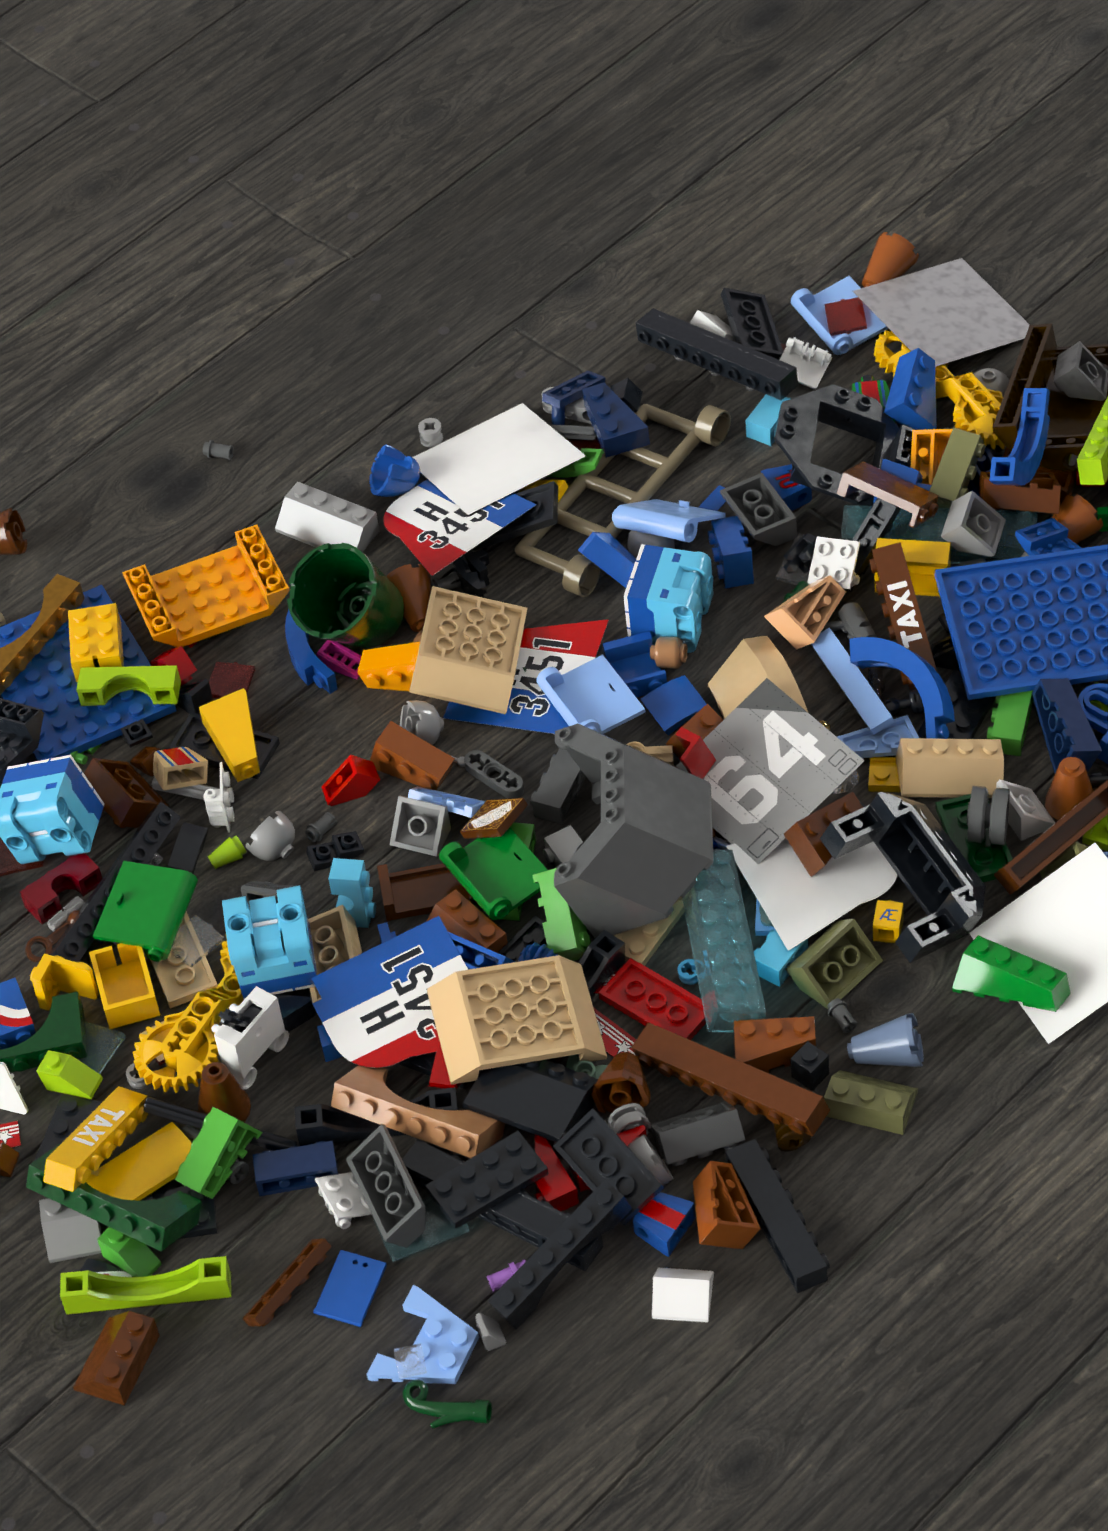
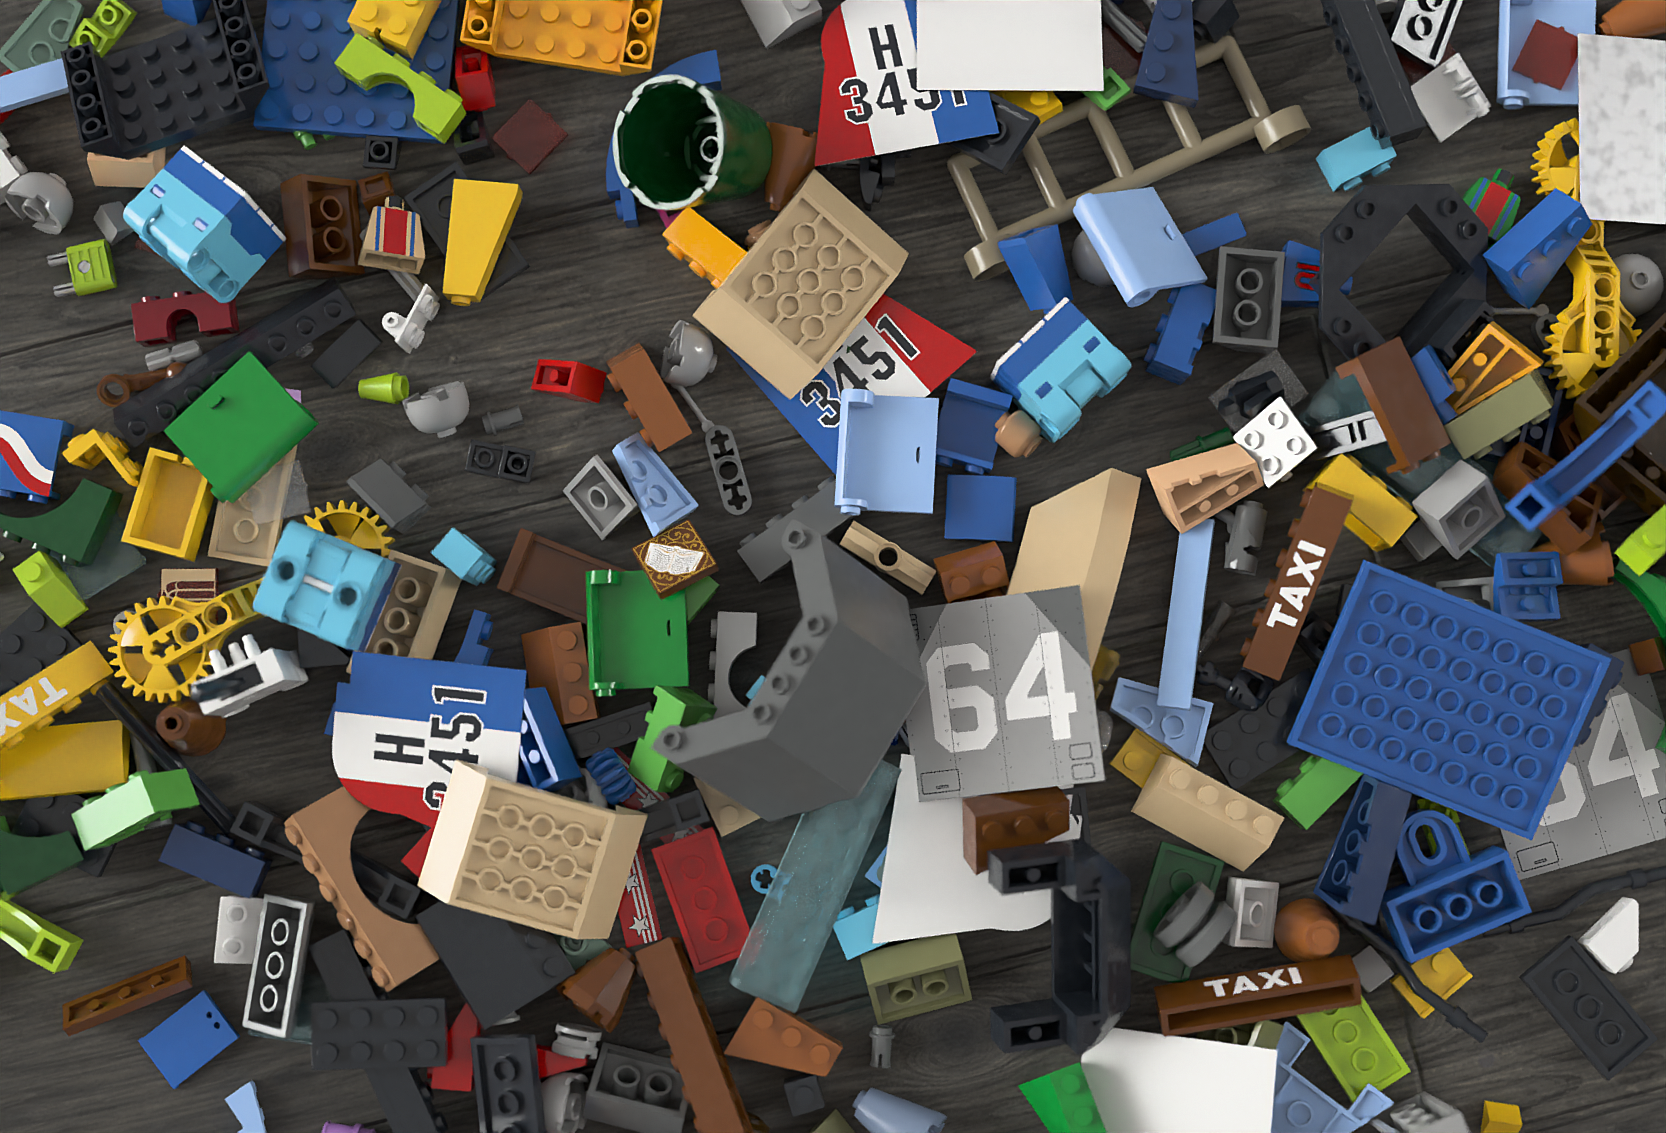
camera: 25 degrees right, 35 degrees up
(697, 755) = (942, 630): red panel -> none
(888, 921) = (1008, 961): yellow brick -> none
(936, 700) = (1254, 669): blue arch -> none

